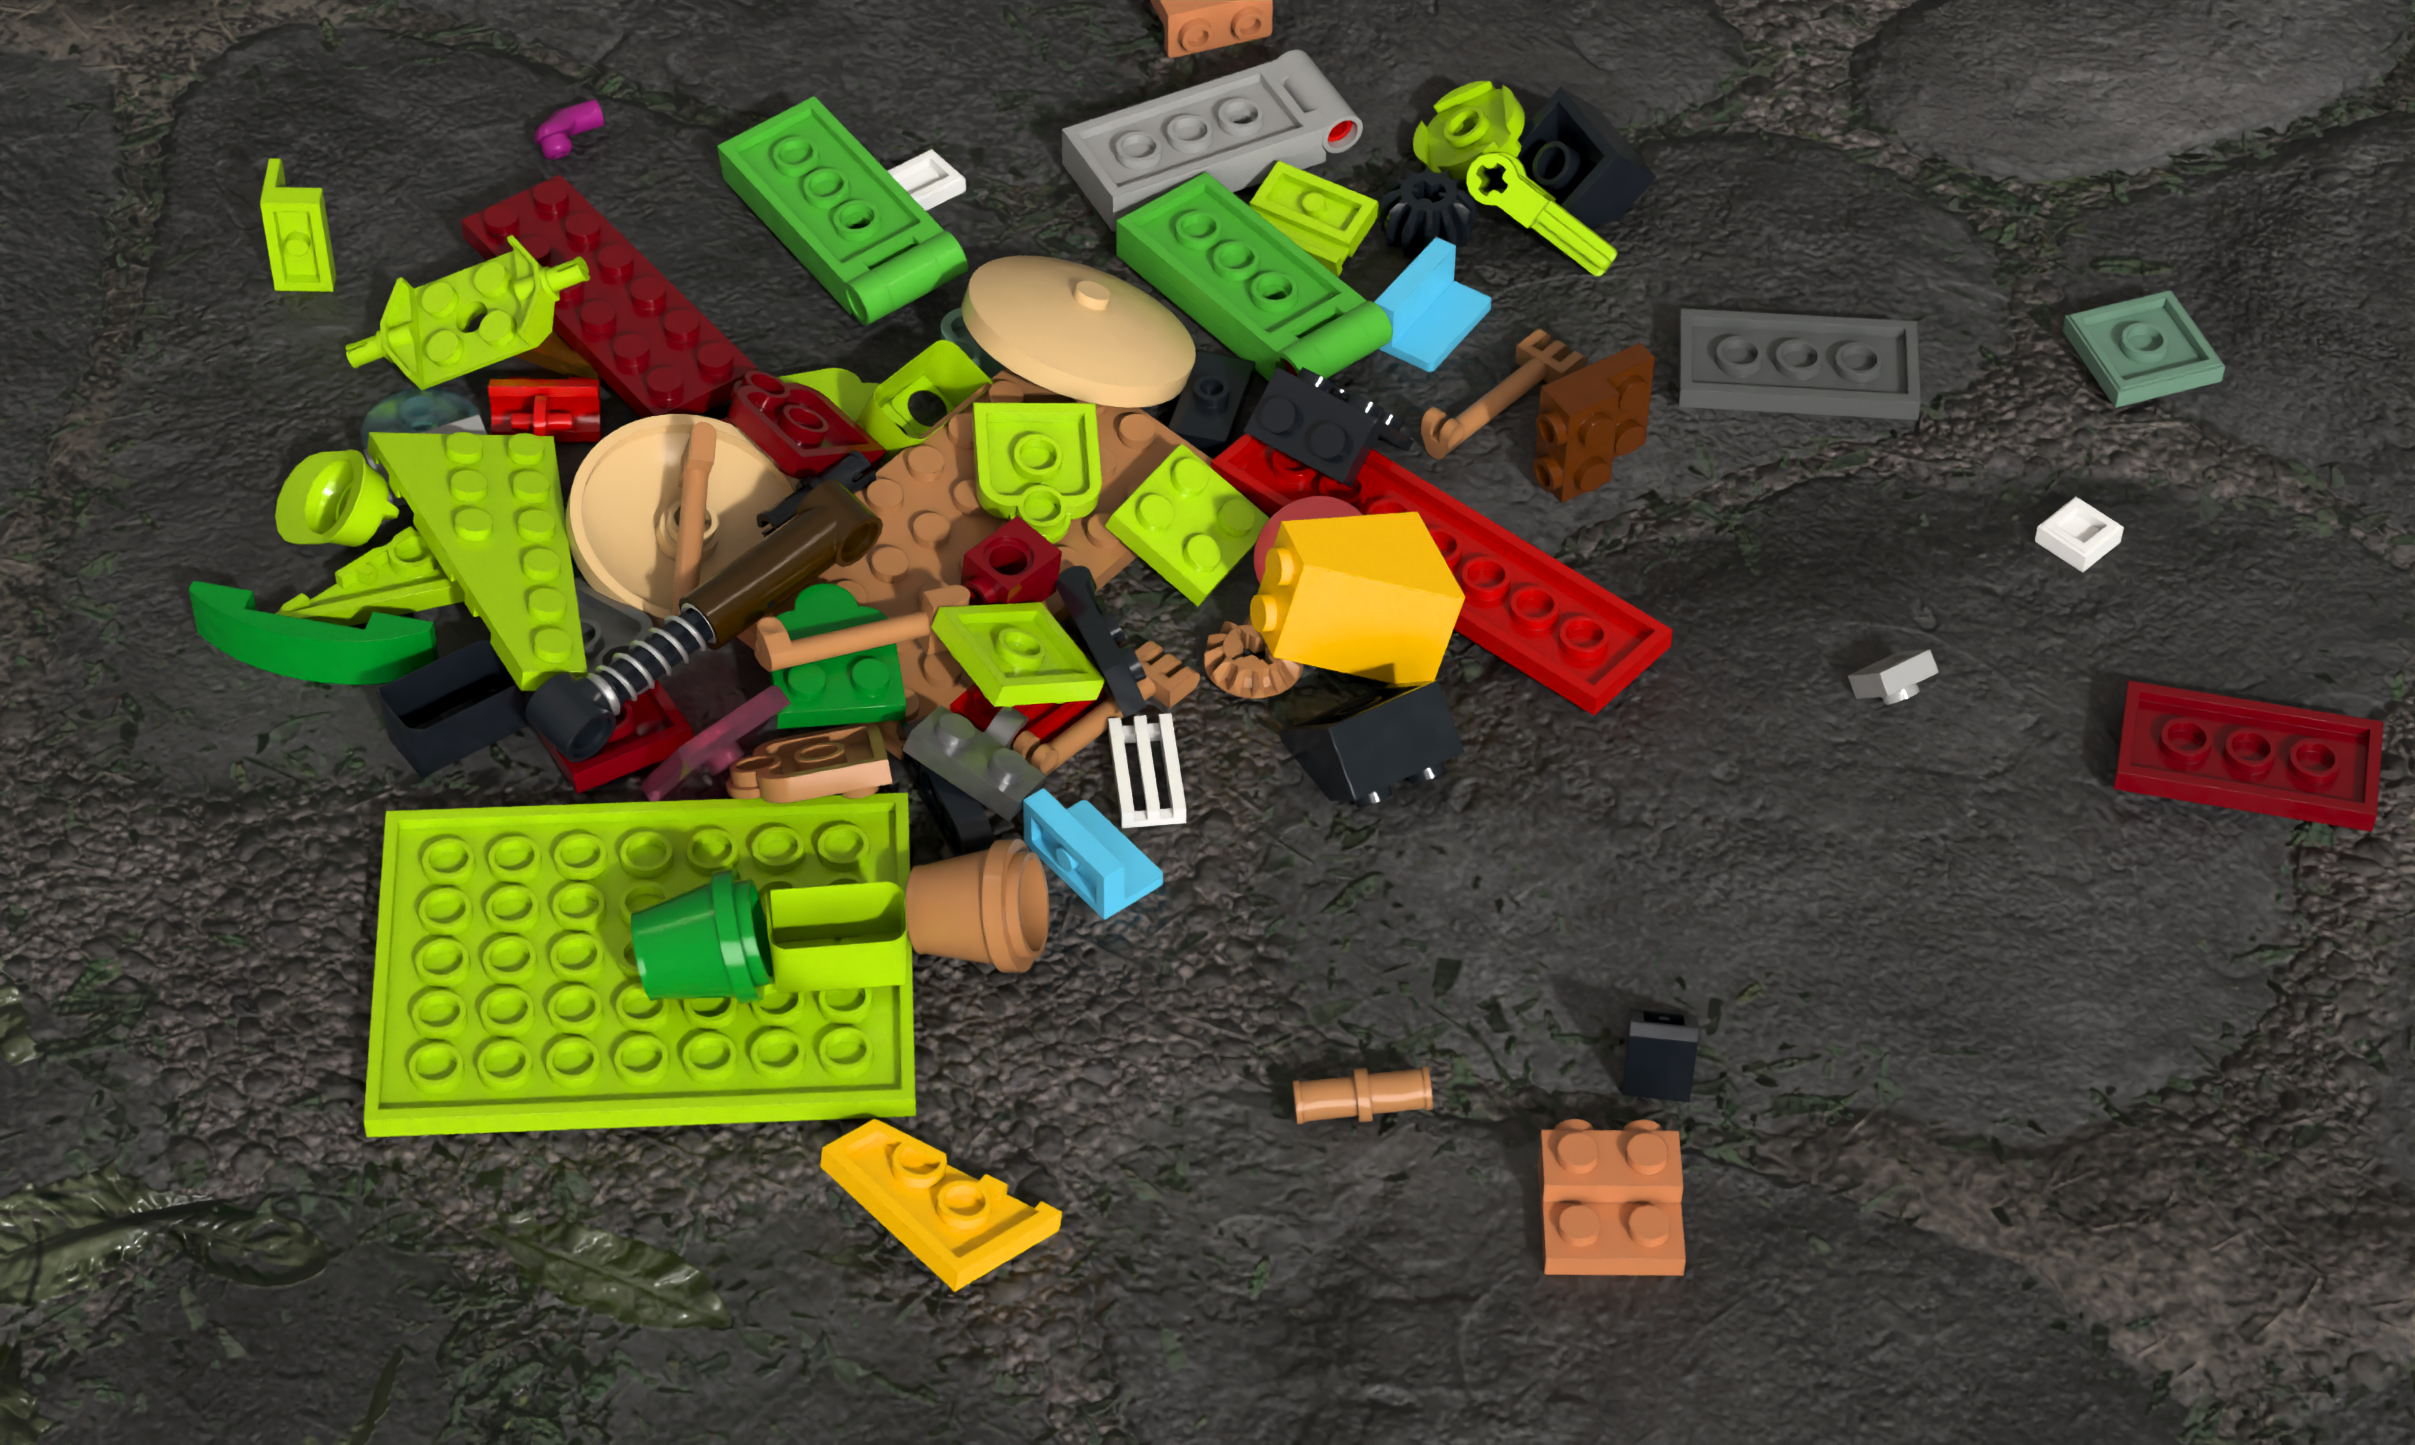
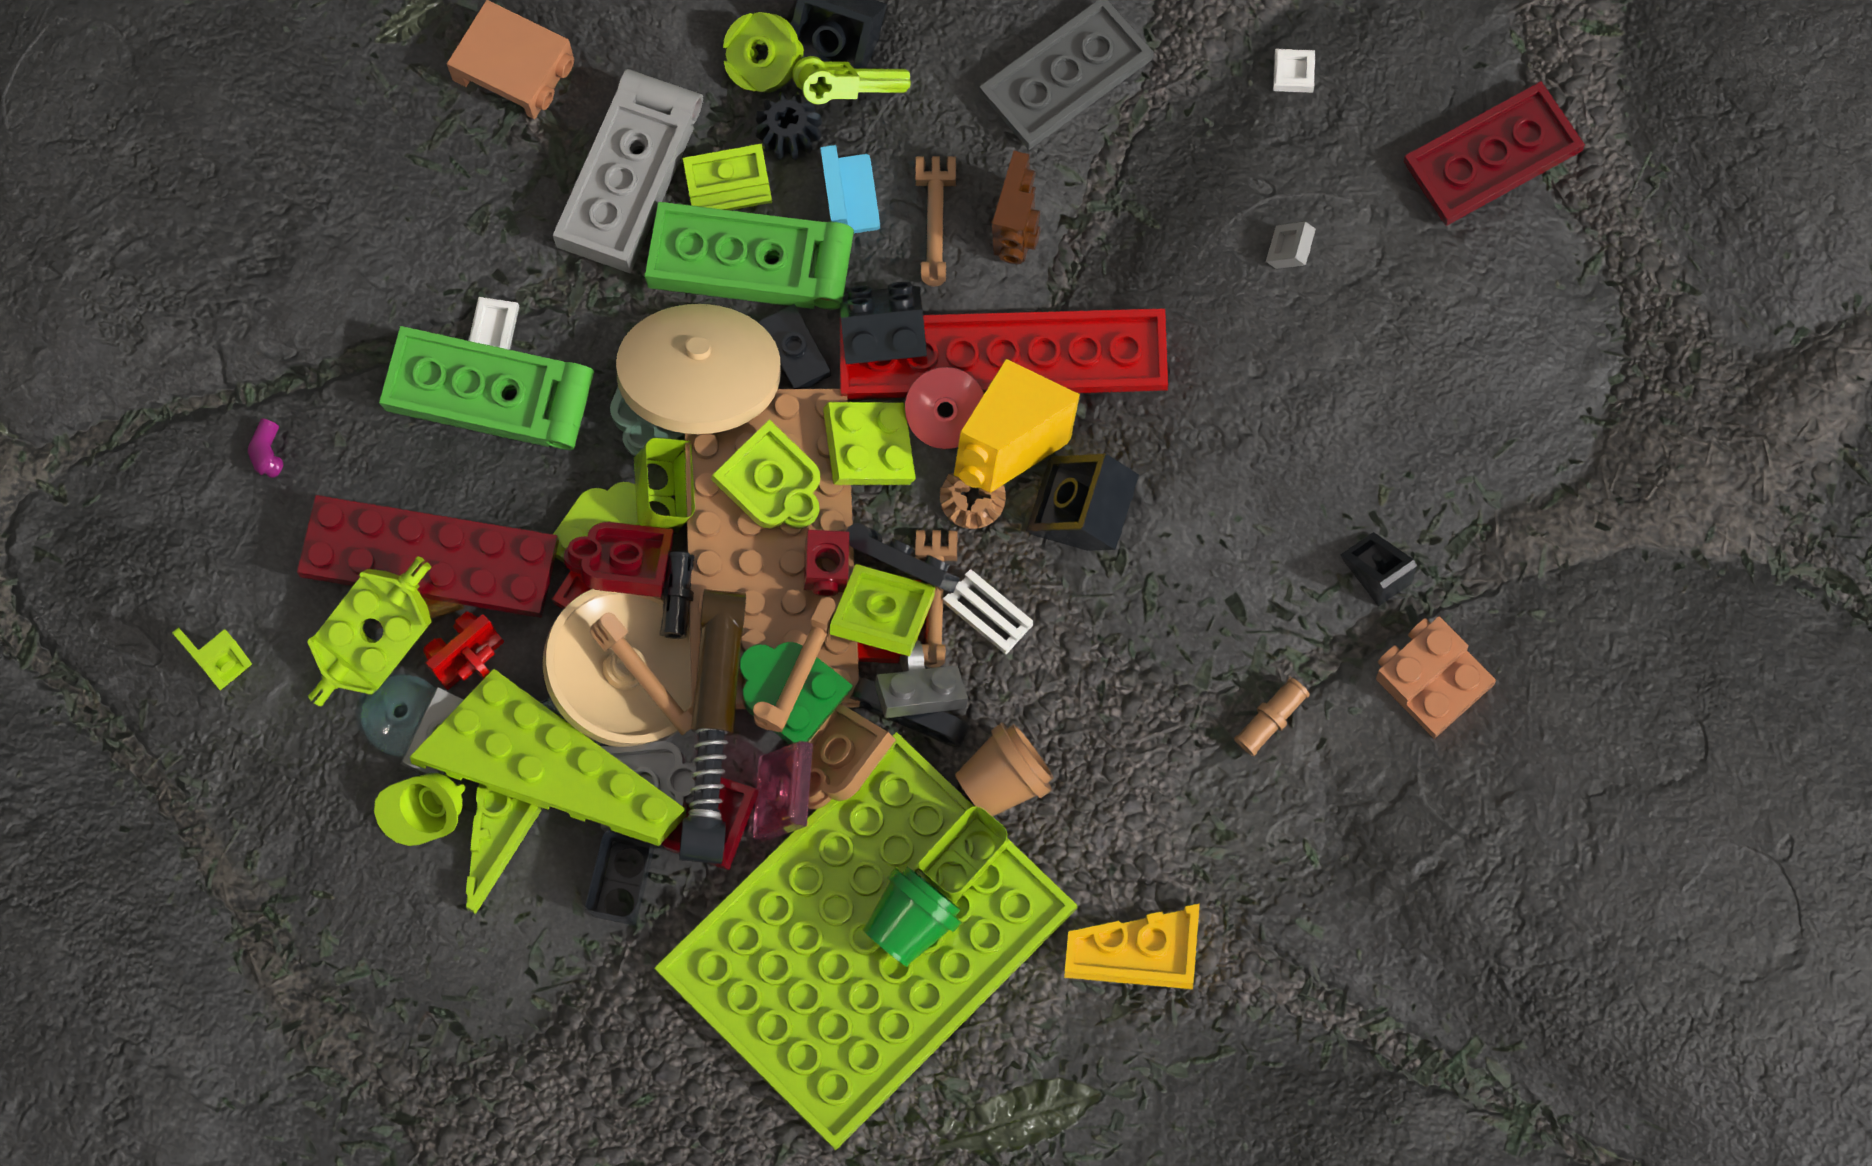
camera: 35 degrees left, 25 degrees up
(310, 648) = (449, 925): green slope -> none
(1088, 853) = (1011, 685): medium azure panel -> none

